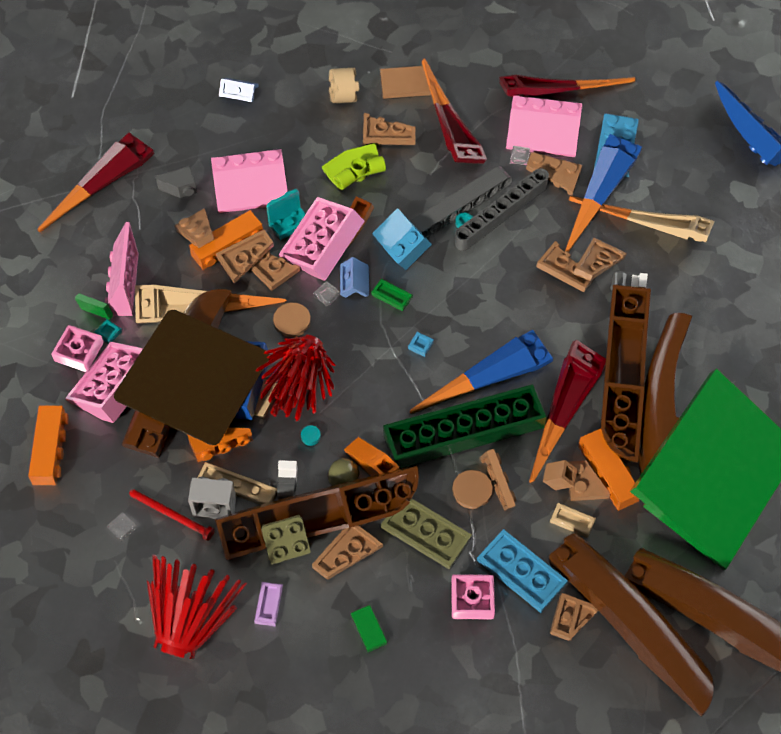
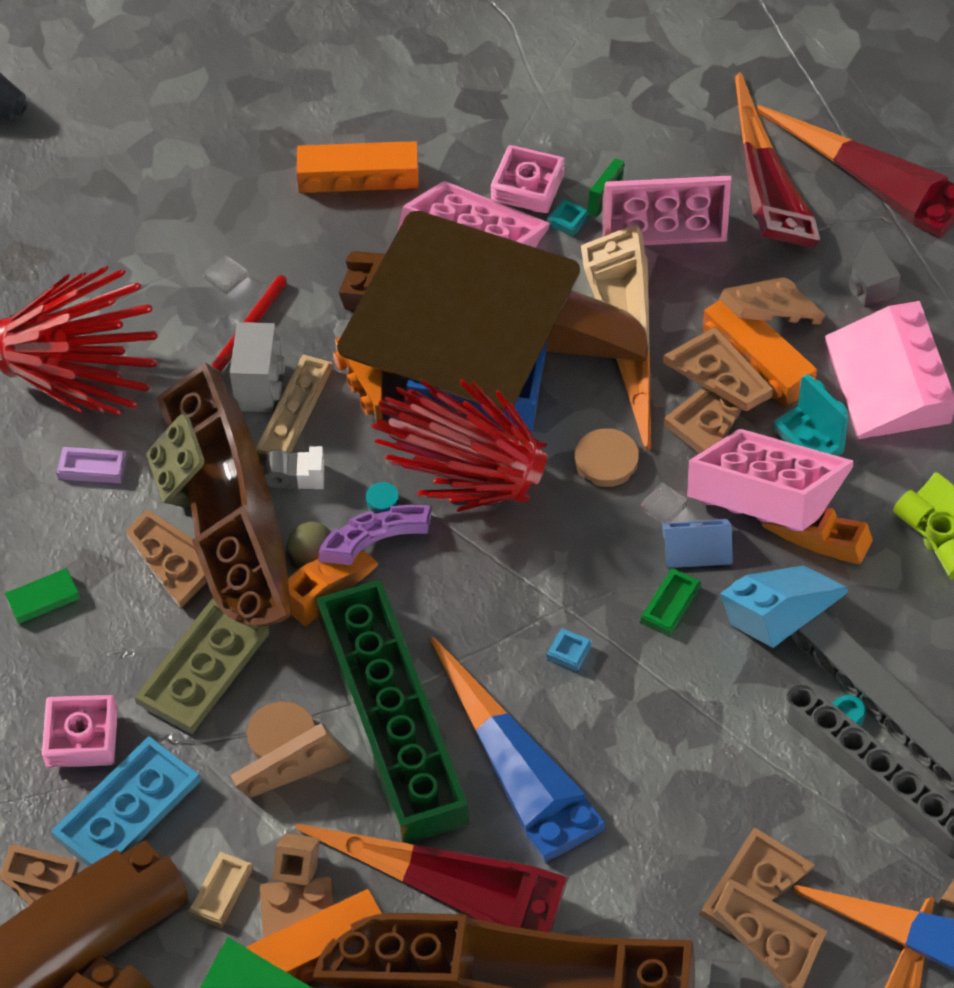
camera: 90 degrees right, 5 degrees down
(138, 216) = (773, 196): none -> dark red plate
(335, 437) = (362, 530): none -> medium lavender tile

